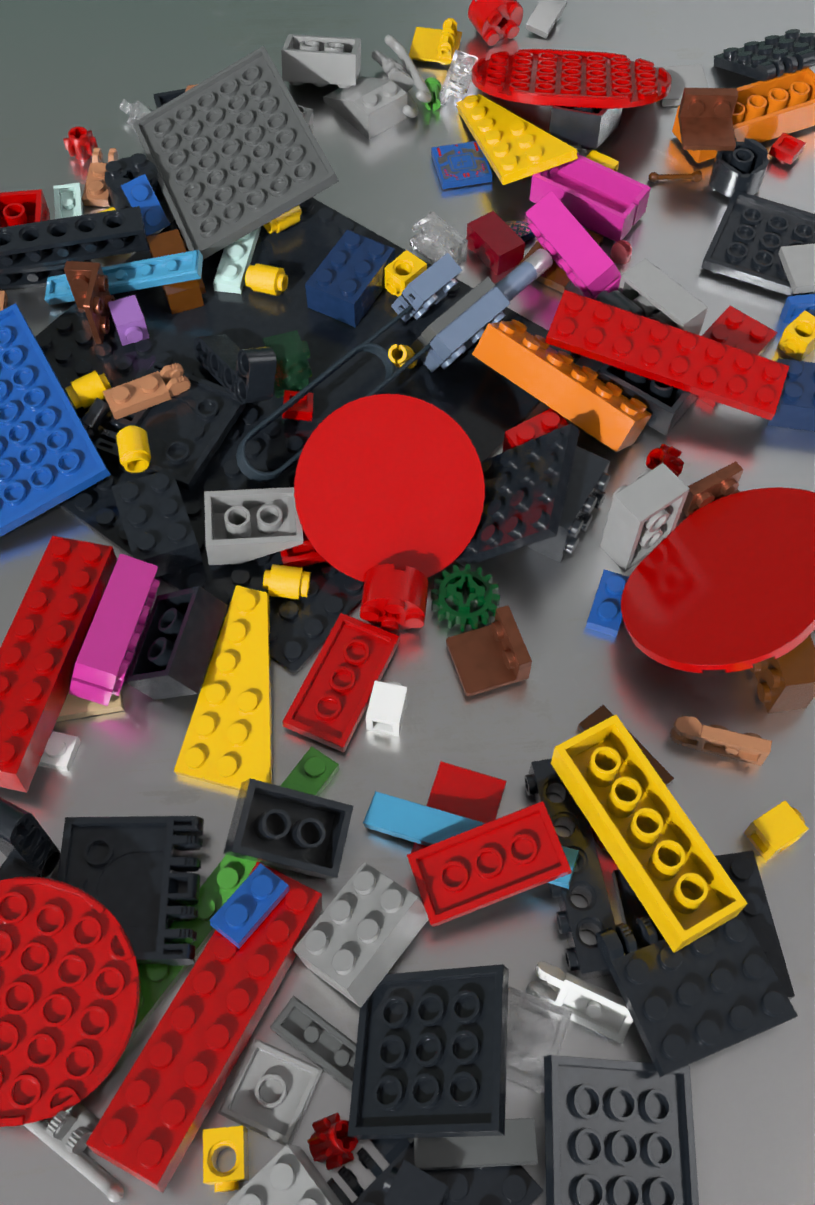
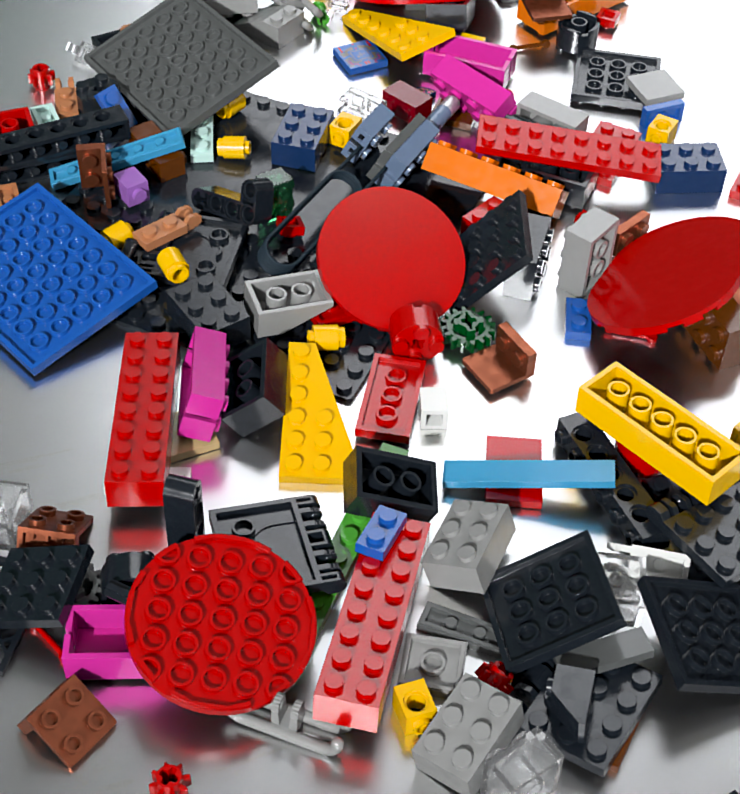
camera: 15 degrees left, 15 degrees down
(401, 354) = (363, 174): yellow pin -> none
(488, 864) = (552, 478): red plate -> none
(720, 741) = (693, 388): nougat hinge -> none

